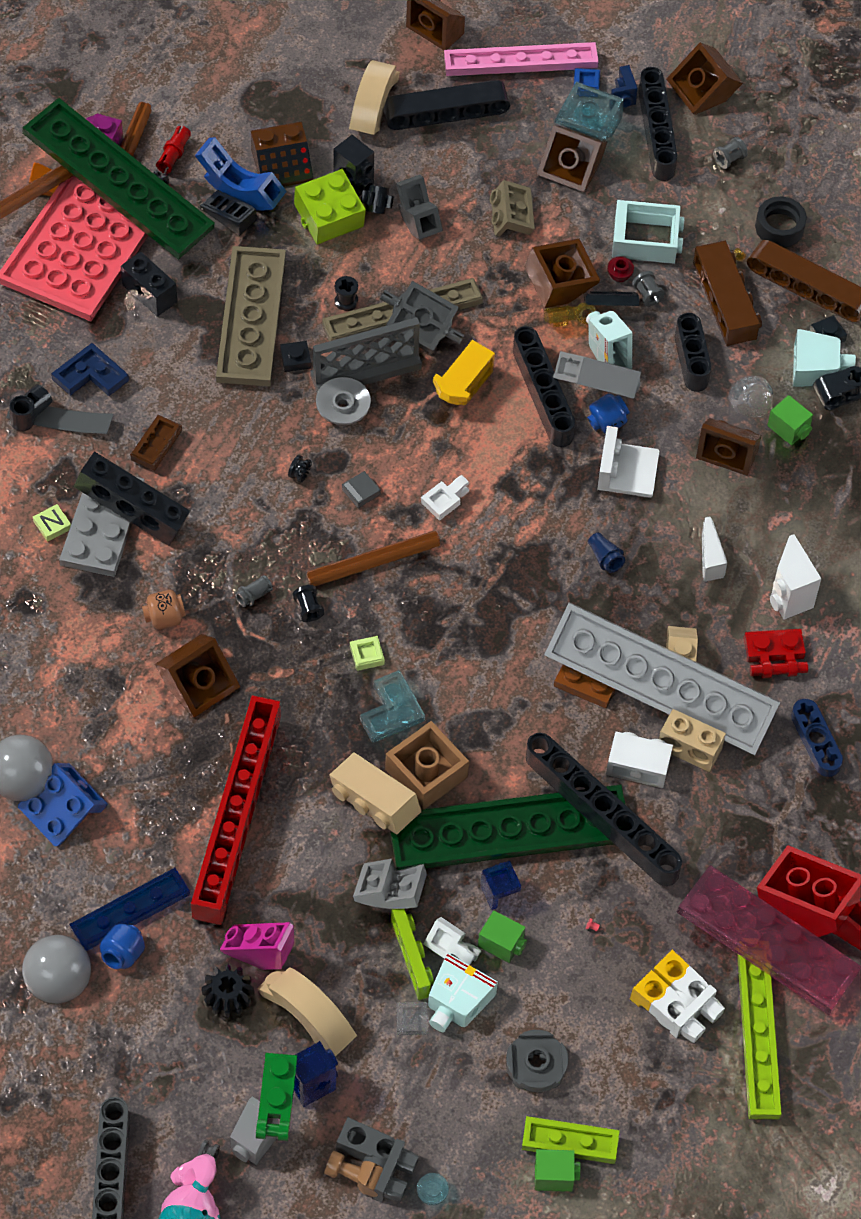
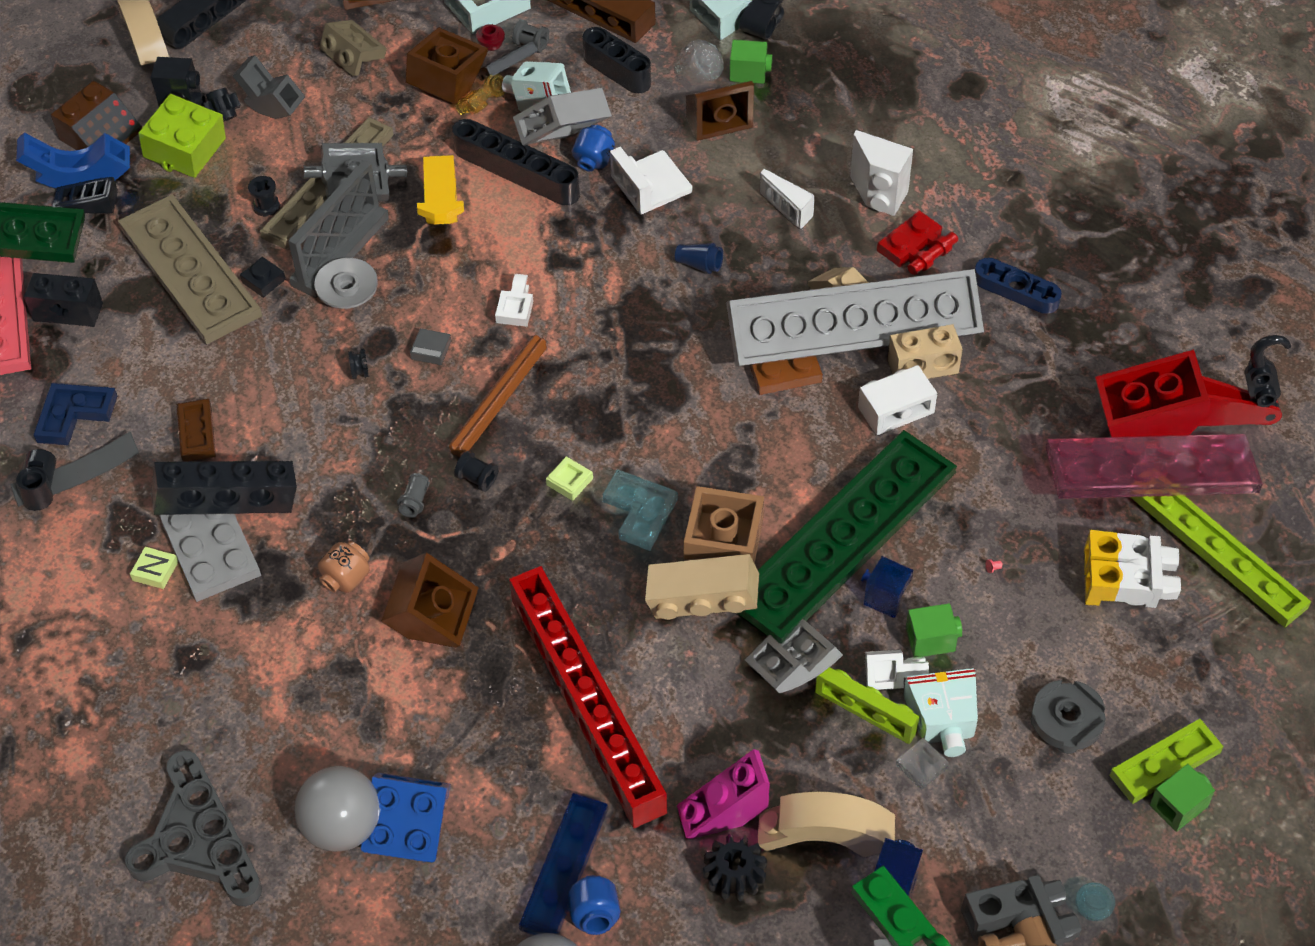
camera: 35 degrees left, 5 degrees down
(606, 821) = (915, 456): black beam -> none

